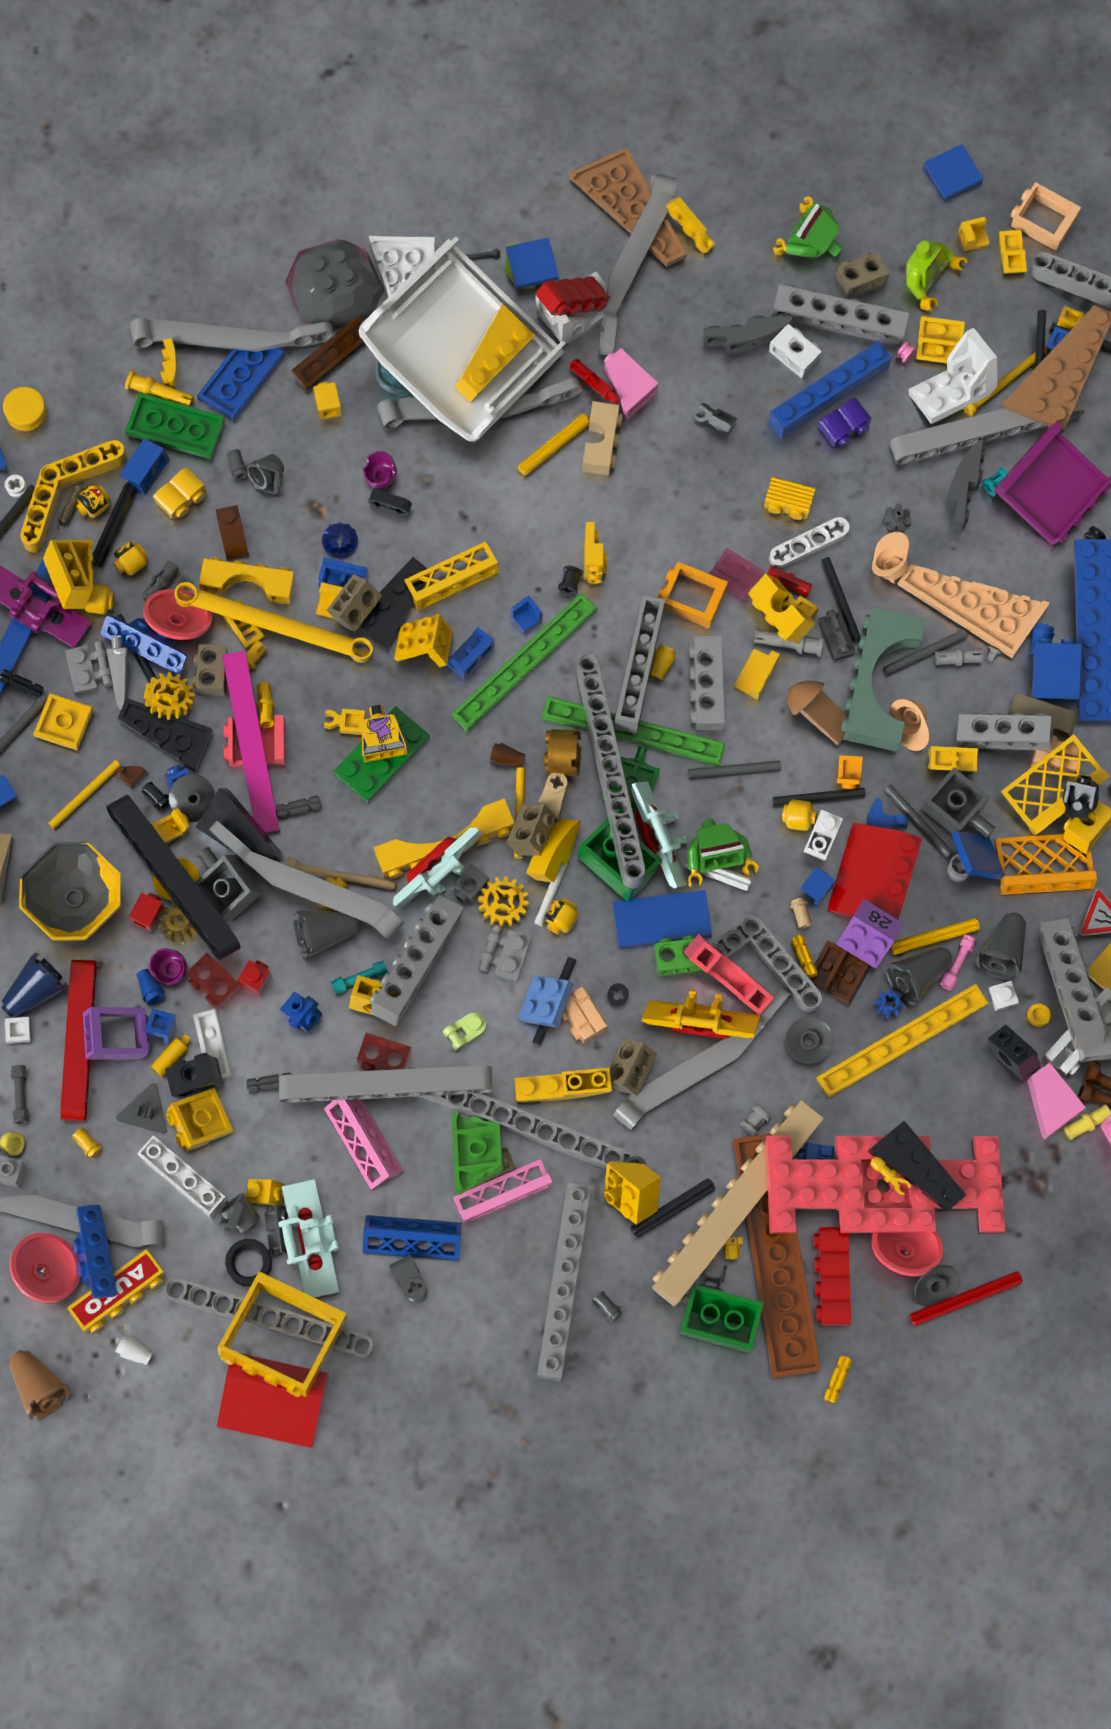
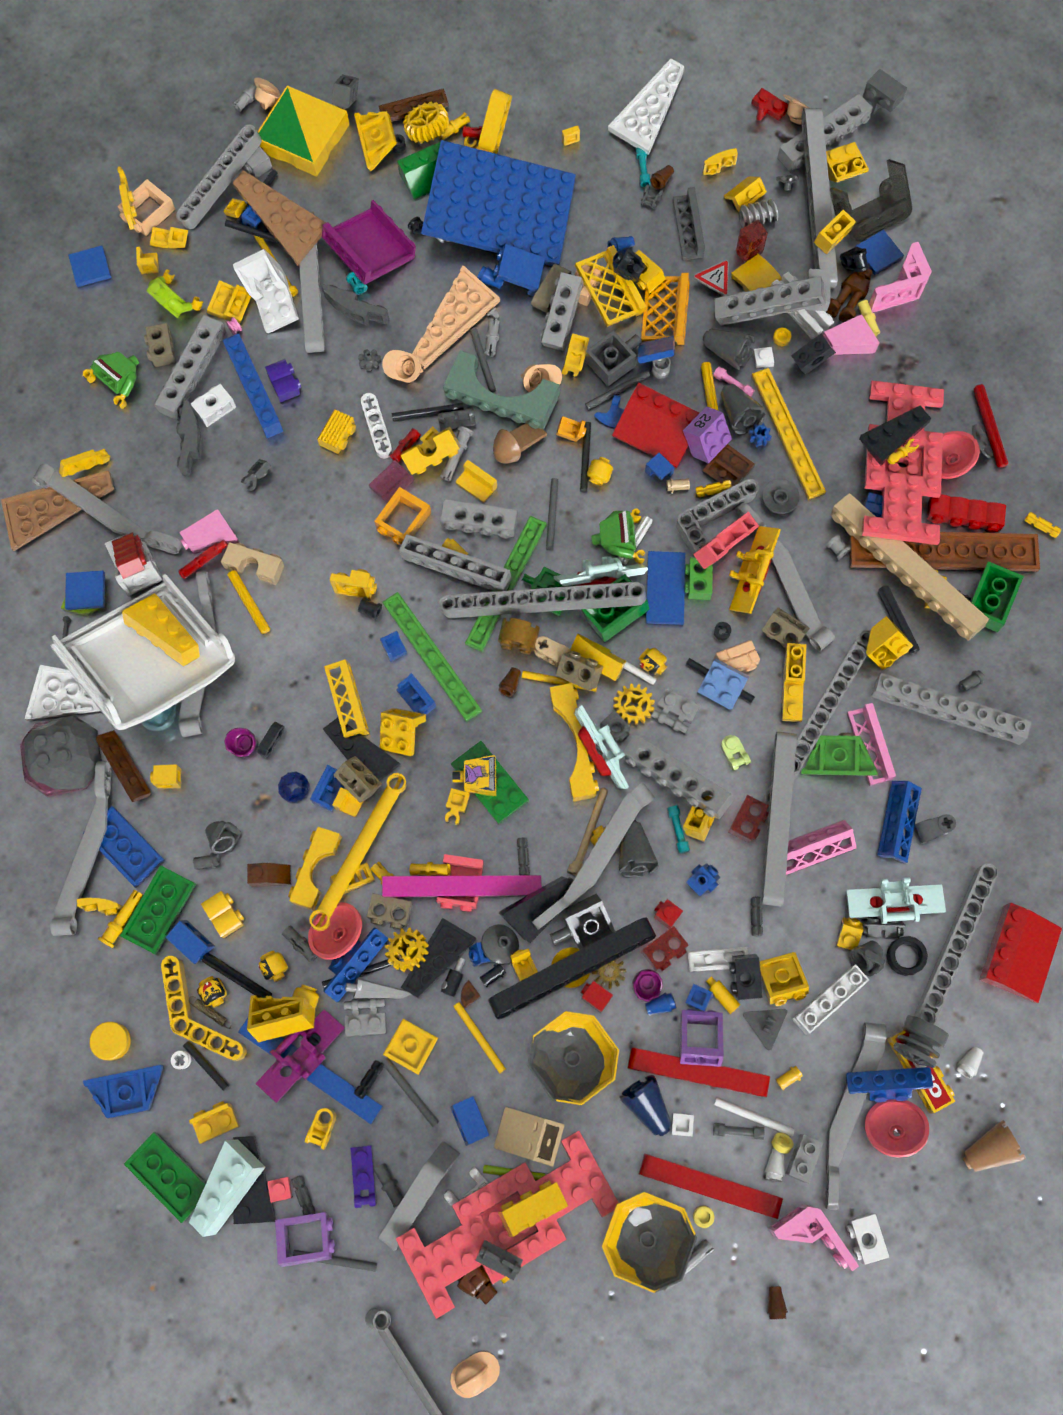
camera: 75 degrees left, 0 degrees up
(38, 1110) = (754, 1117): none -> white bar
(136, 1272) = (920, 1042): none -> dark grey wheel
(144, 754) = (453, 979): none -> black piece
(297, 1299) = (1000, 902): yellow window -> none
(823, 835) = (621, 456): white slope -> none
(1043, 189) = (127, 199): none -> yellow plate

